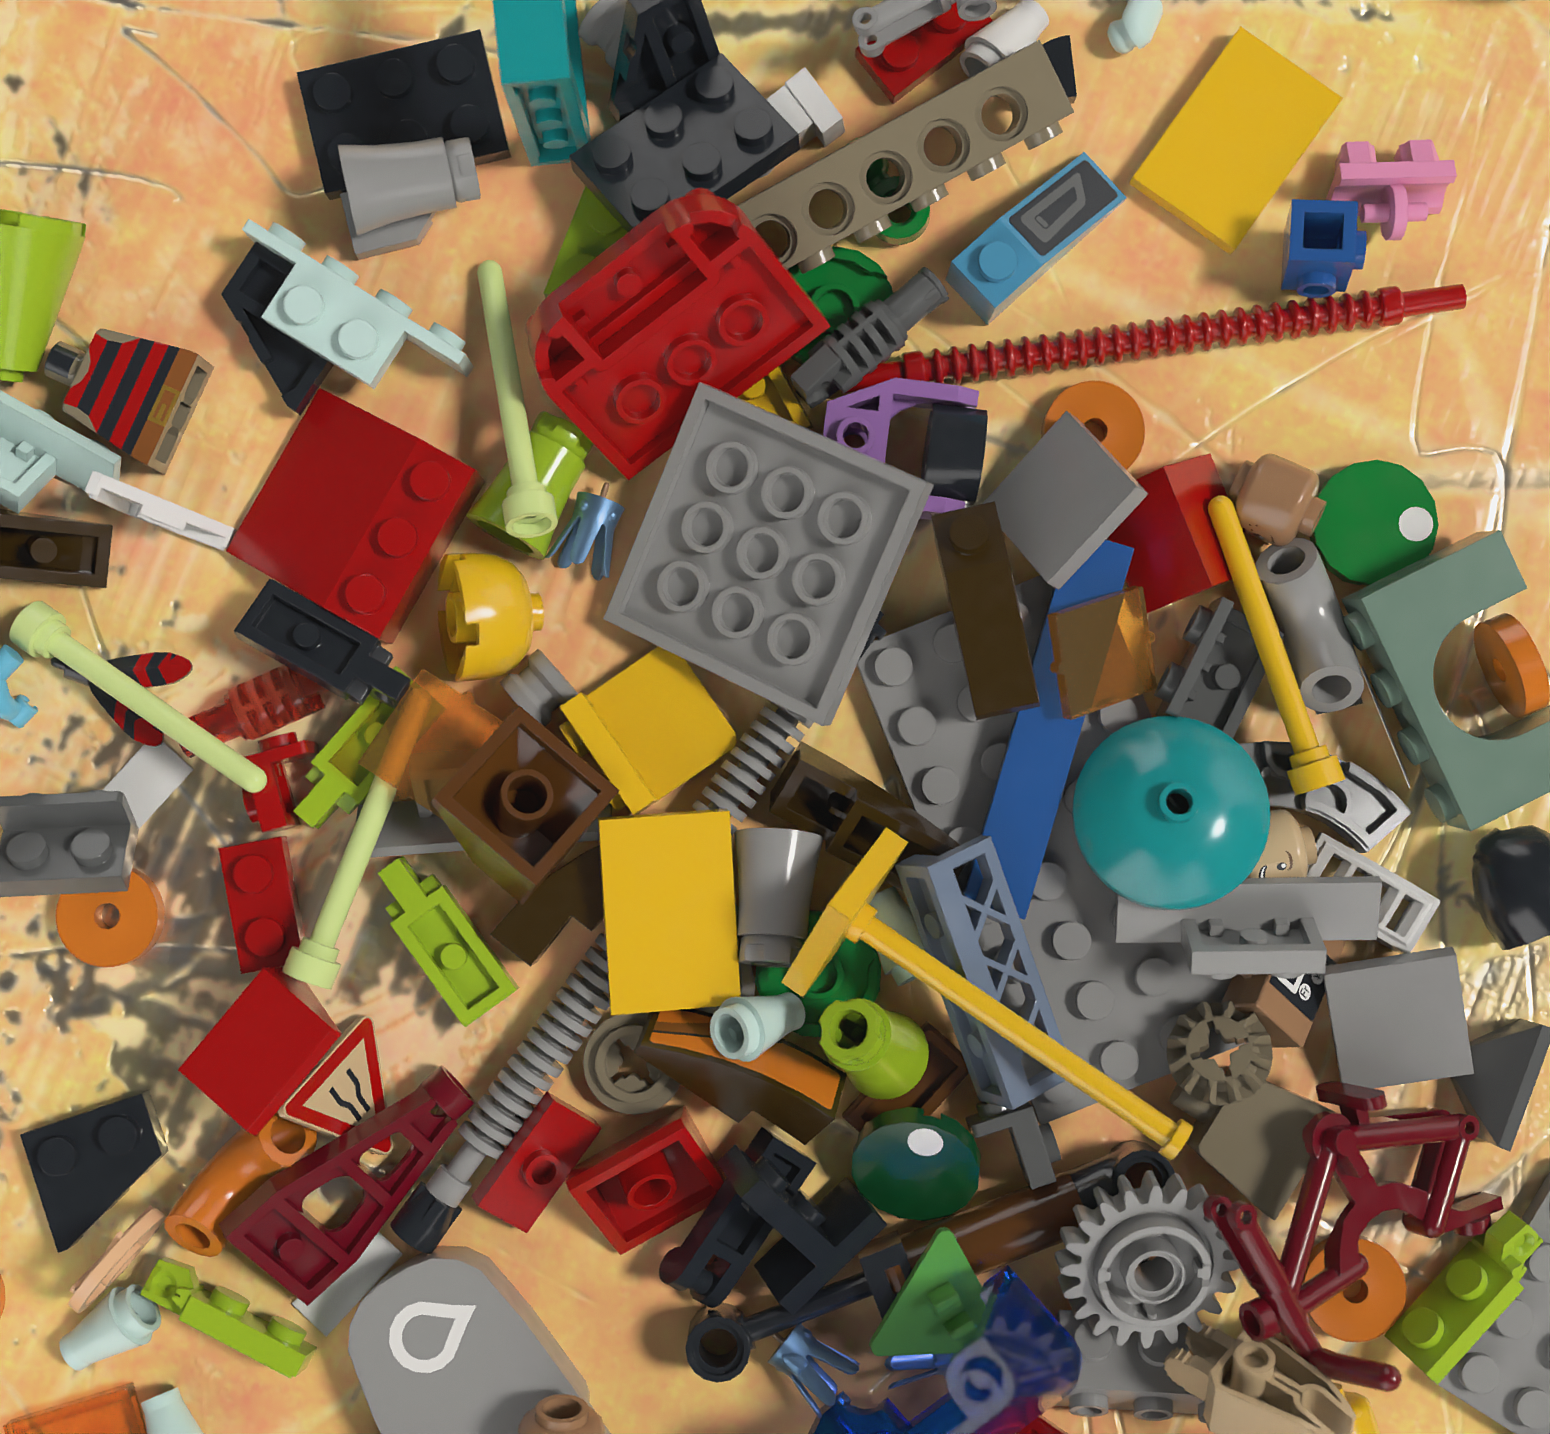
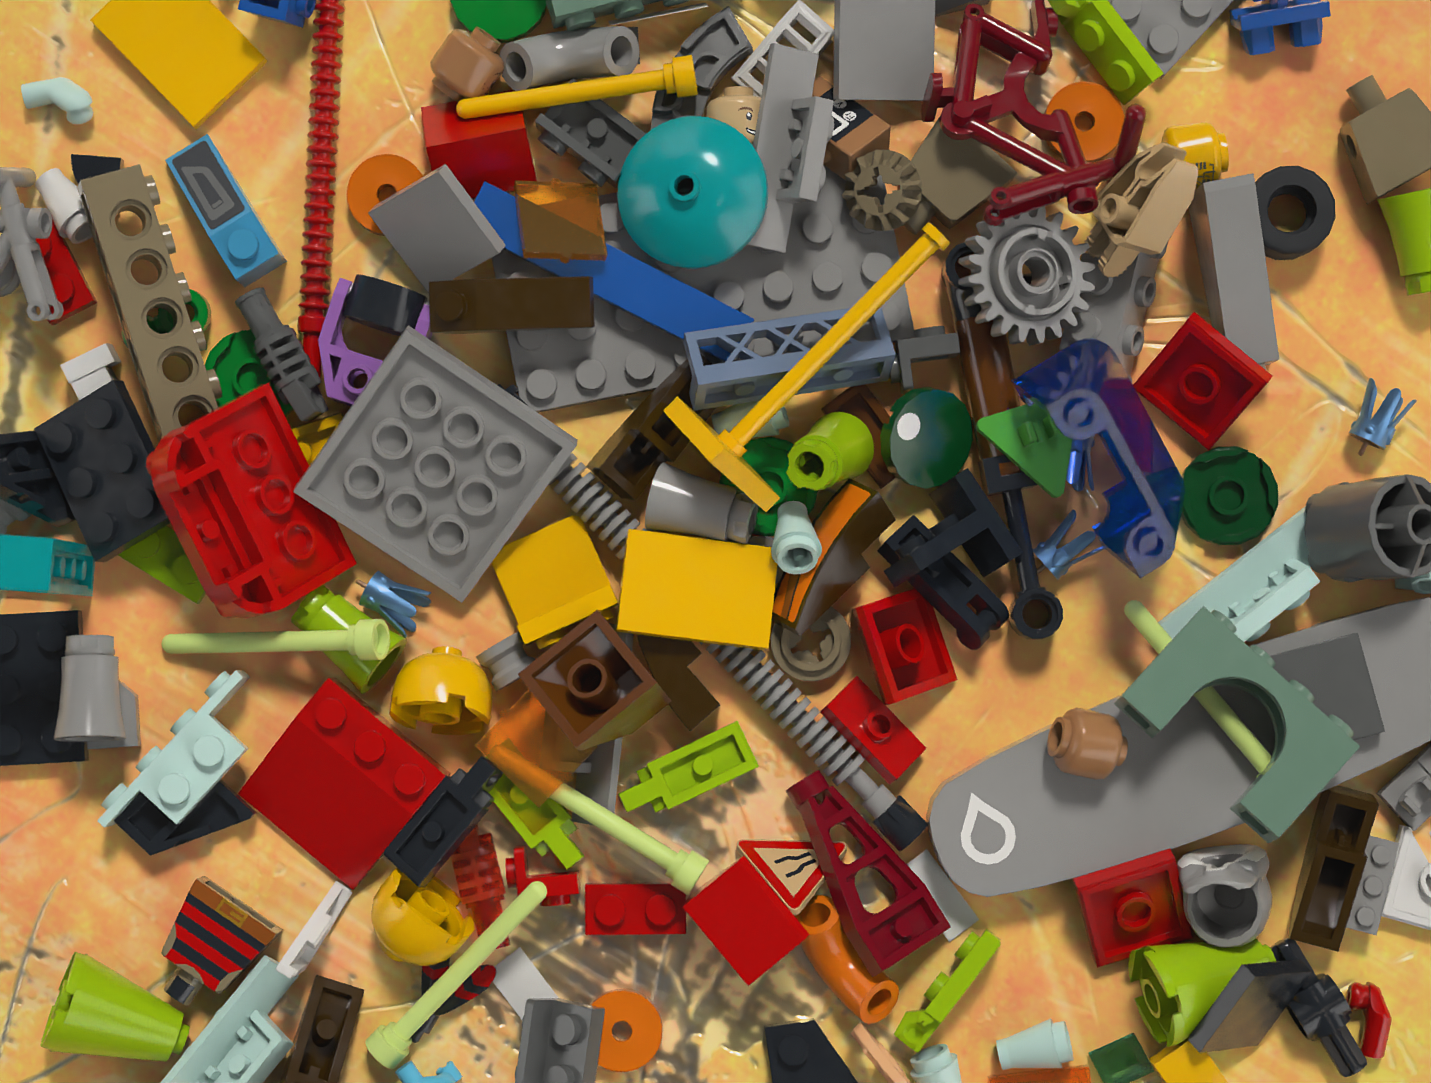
camera: 80 degrees left, 0 degrees up
(191, 640) = (417, 921): none -> yellow cylinder

